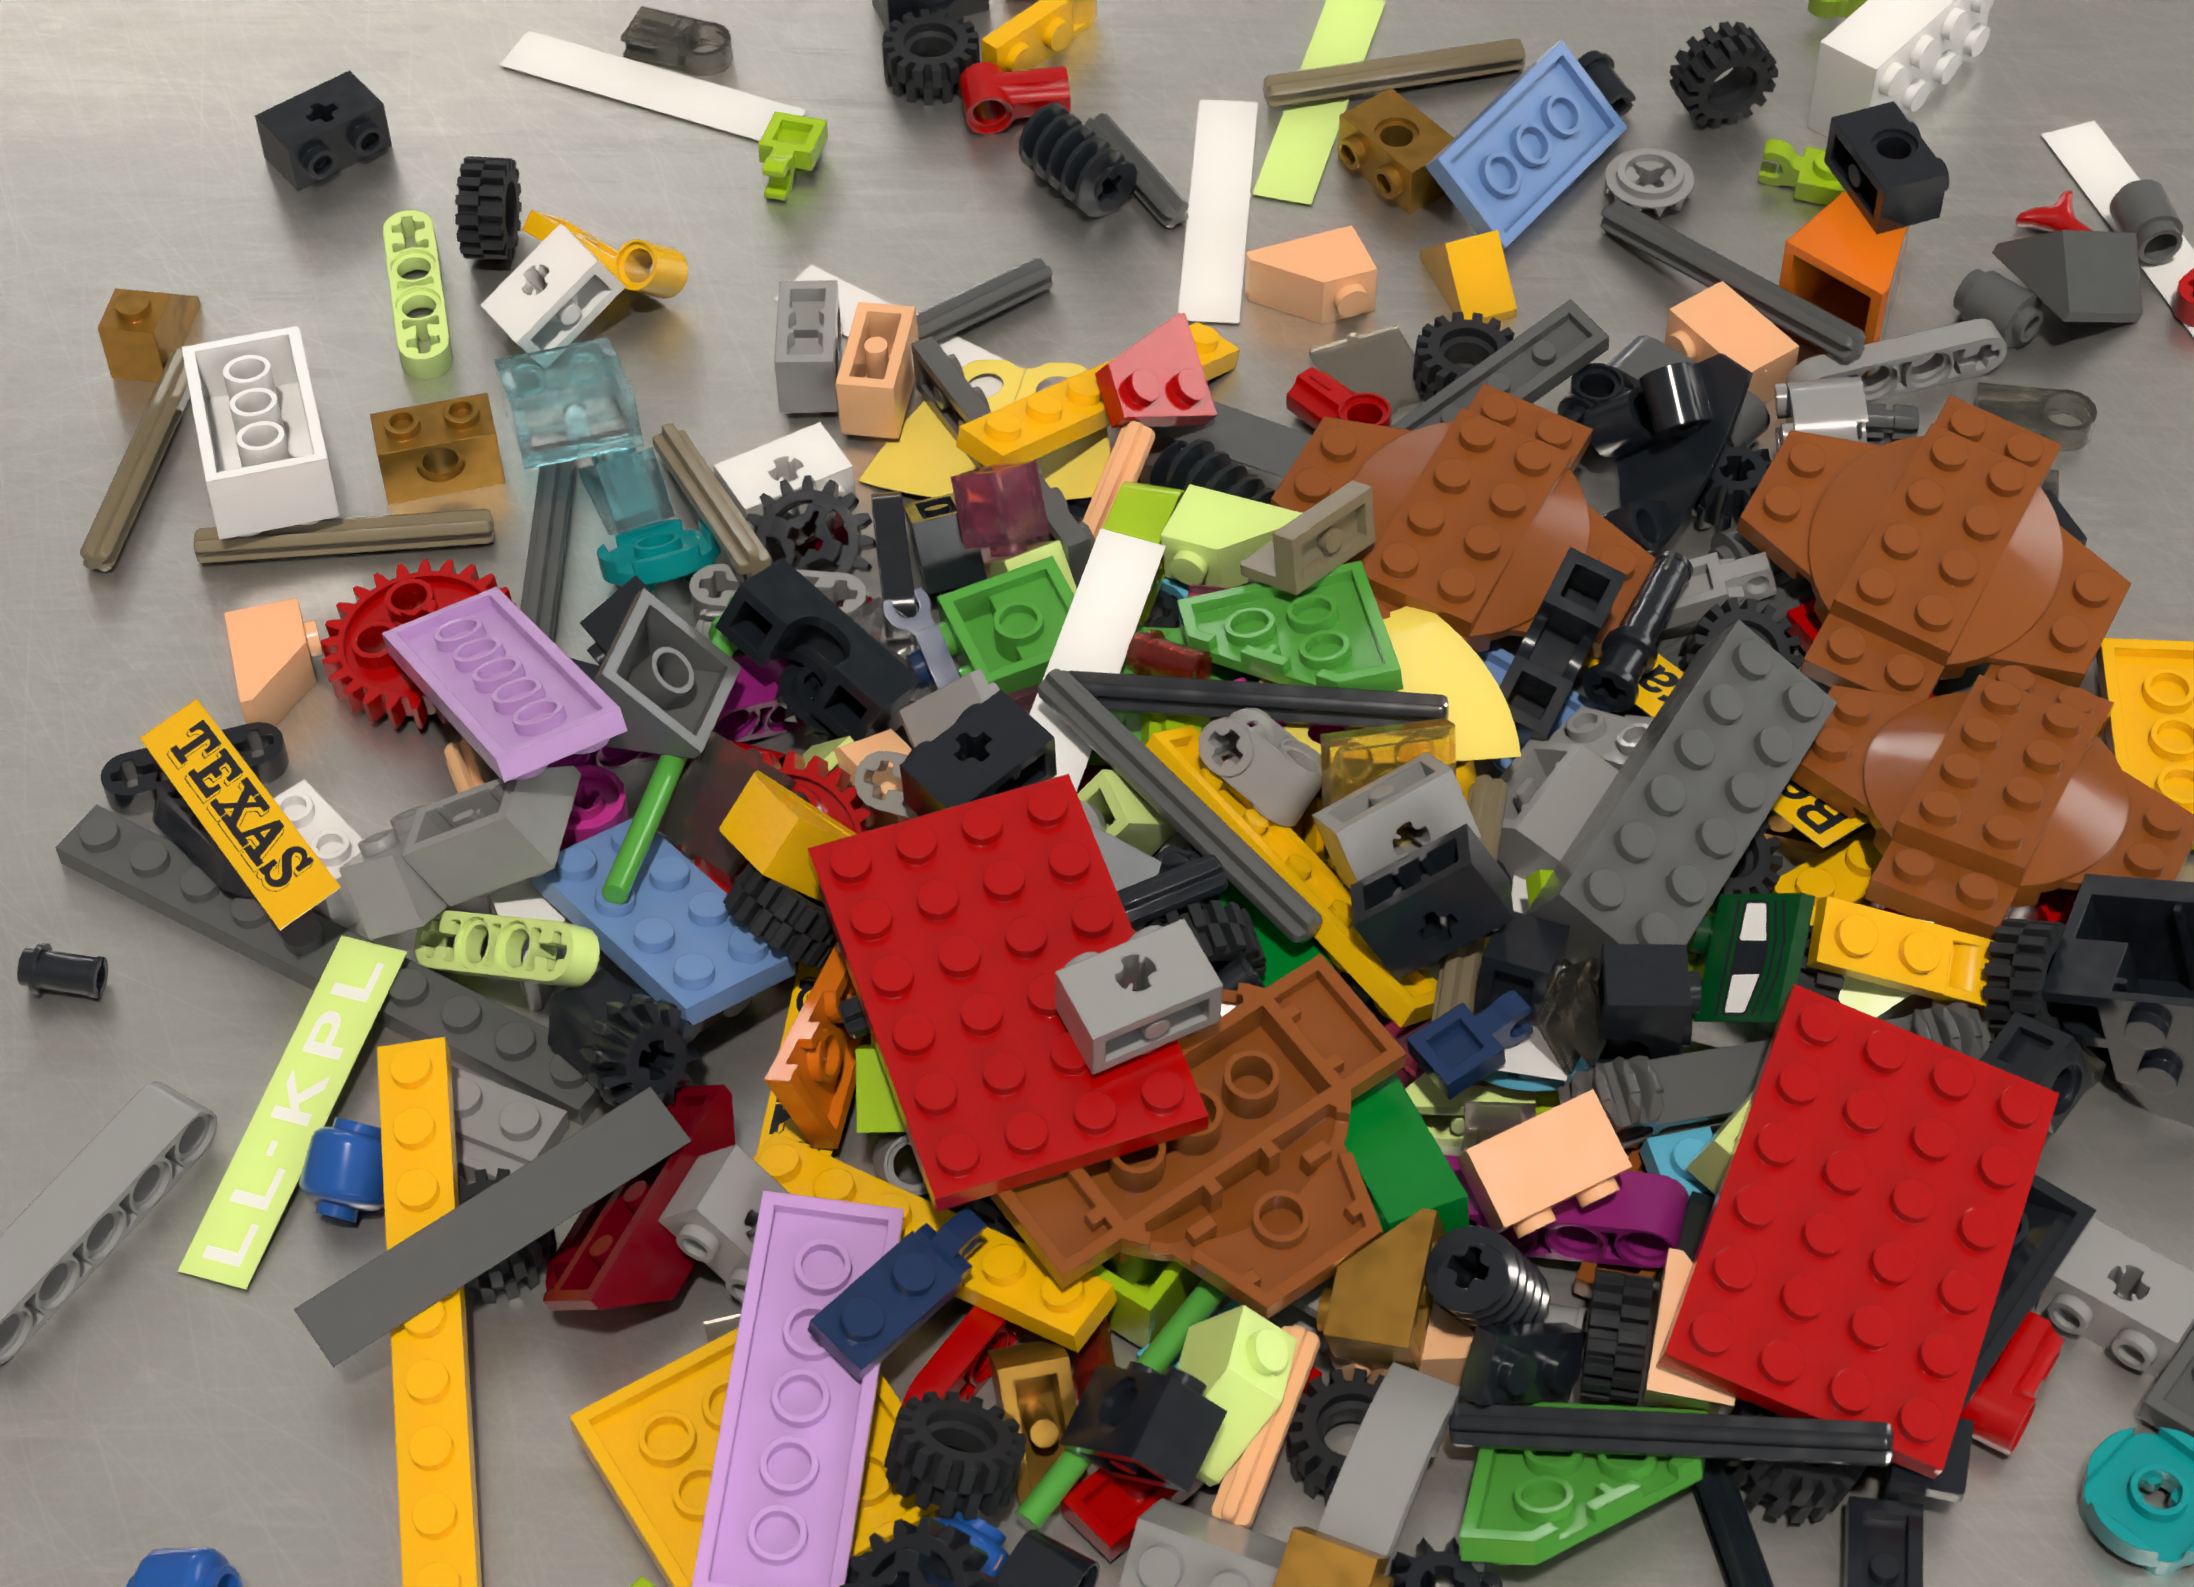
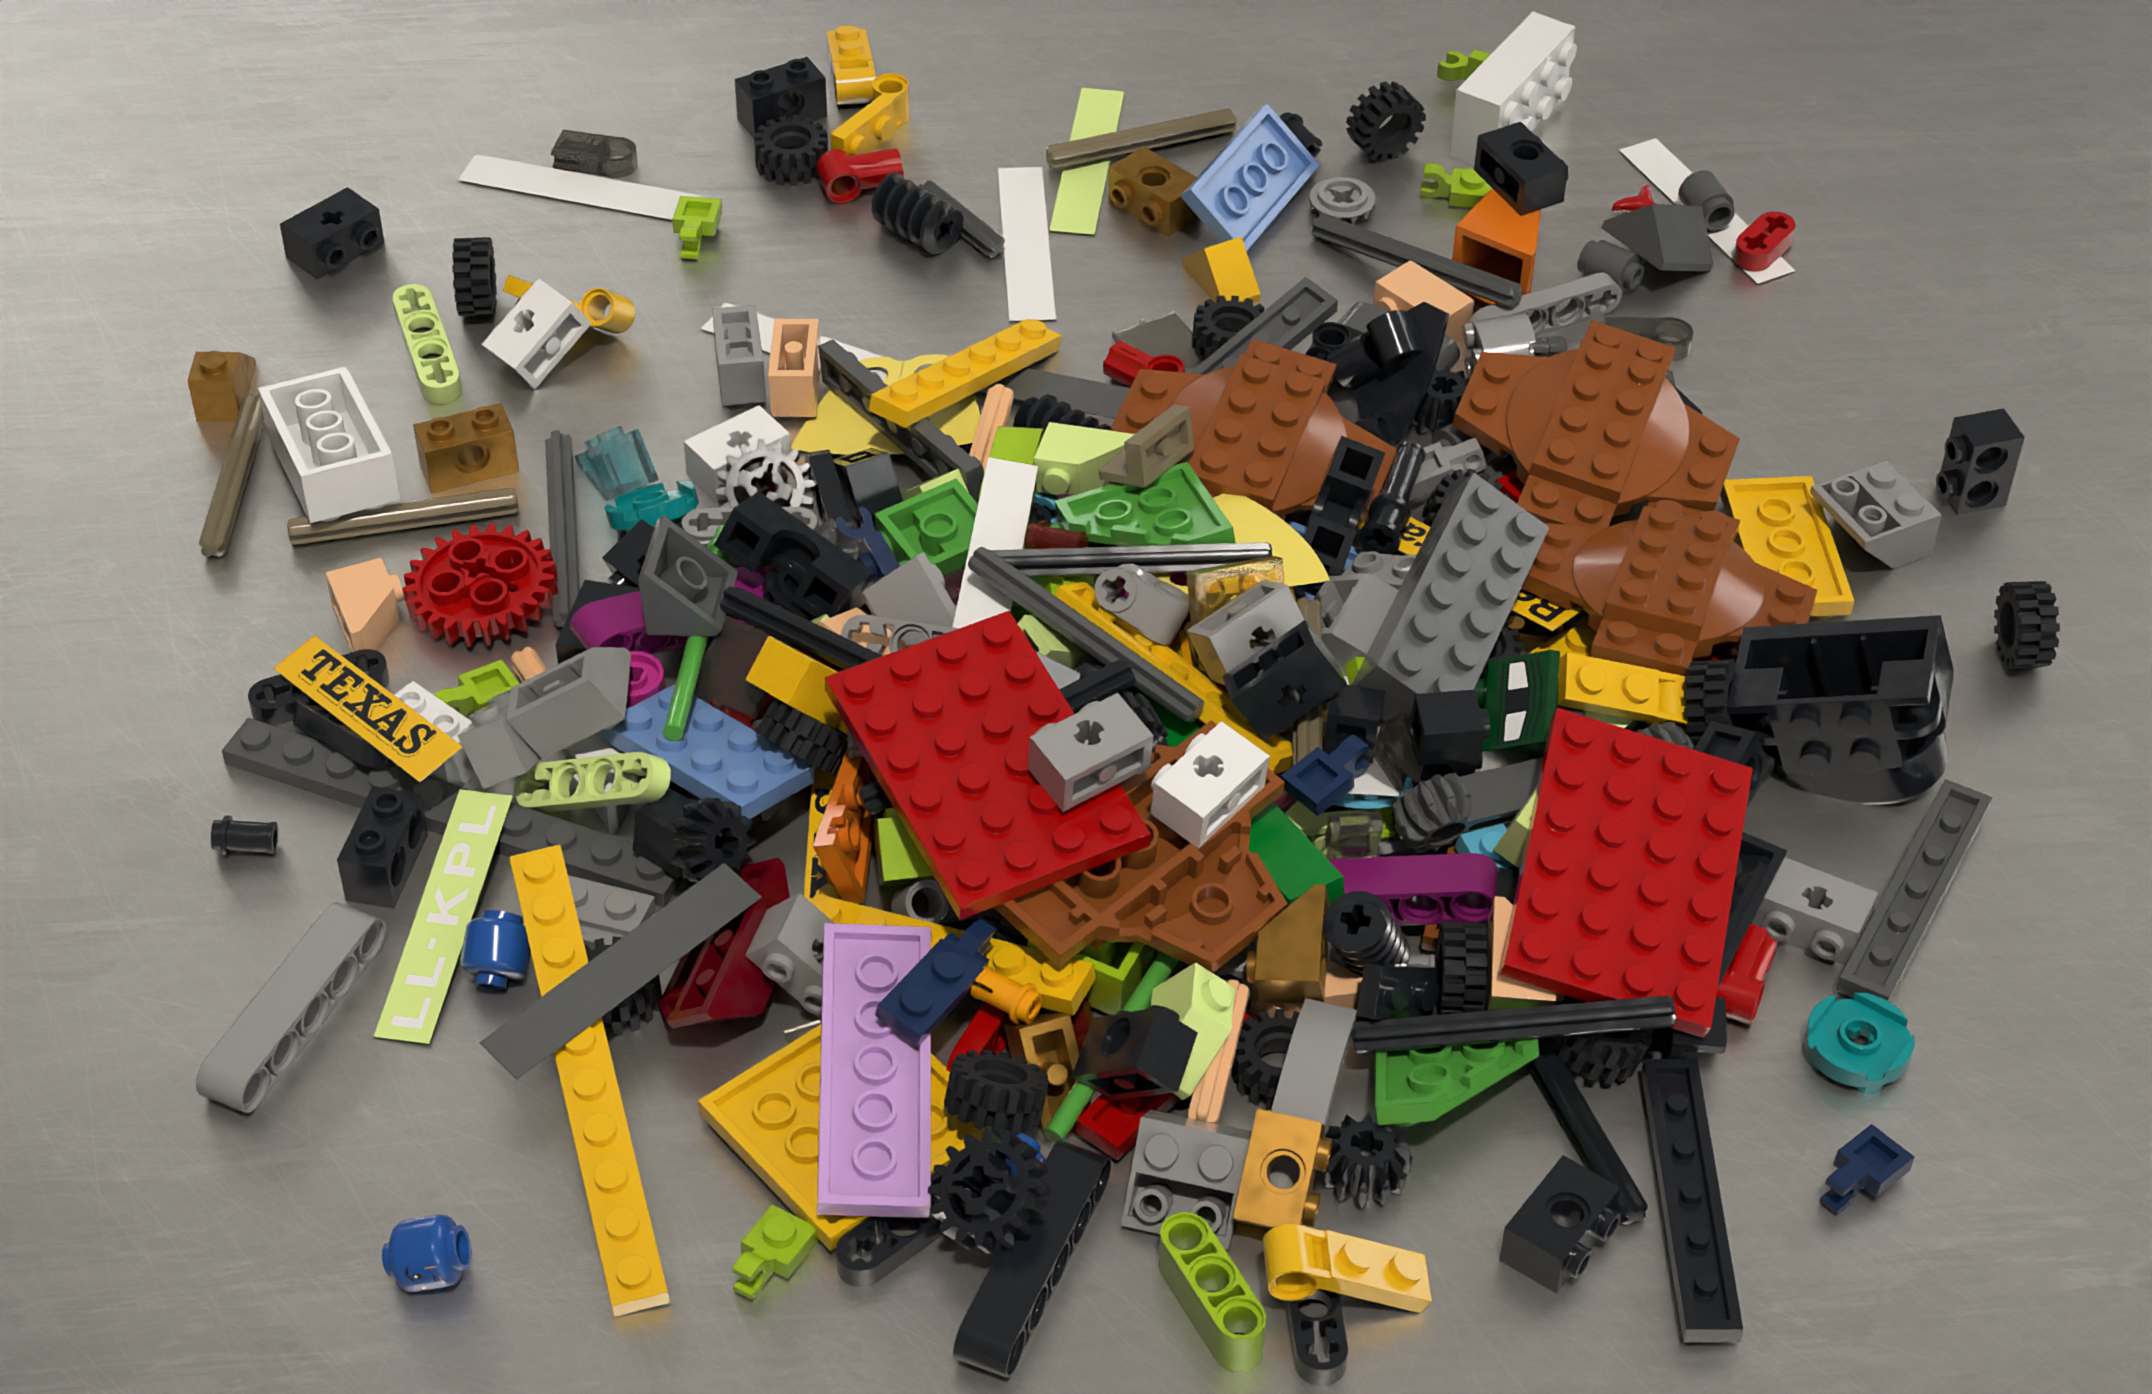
camera: 10 degrees left, 5 degrees down
(230, 1007) = (382, 847): none -> black brick
(390, 793) = (478, 687): none -> lime plate
(504, 685) = (564, 594): lavender plate -> none
(568, 403) = (566, 404): clear light blue door -> none
(711, 501) = (688, 467): dark tan axle -> none
(800, 764) = (794, 629): none -> black axle
(979, 756) = (937, 605): black brick -> none
(984, 300) = (866, 314): dark grey axle -> none
(992, 1318) = (1017, 1000): none -> light orange pin
(1000, 507) = (911, 448): clear pink brick -> none
(1158, 381) = (1010, 356): wing -> none
(1297, 1050) = (1208, 783): none -> white brick
(1314, 276) = (1108, 281): light nougat slope -> none
(1544, 1164) = (1396, 849): light nougat brick -> none

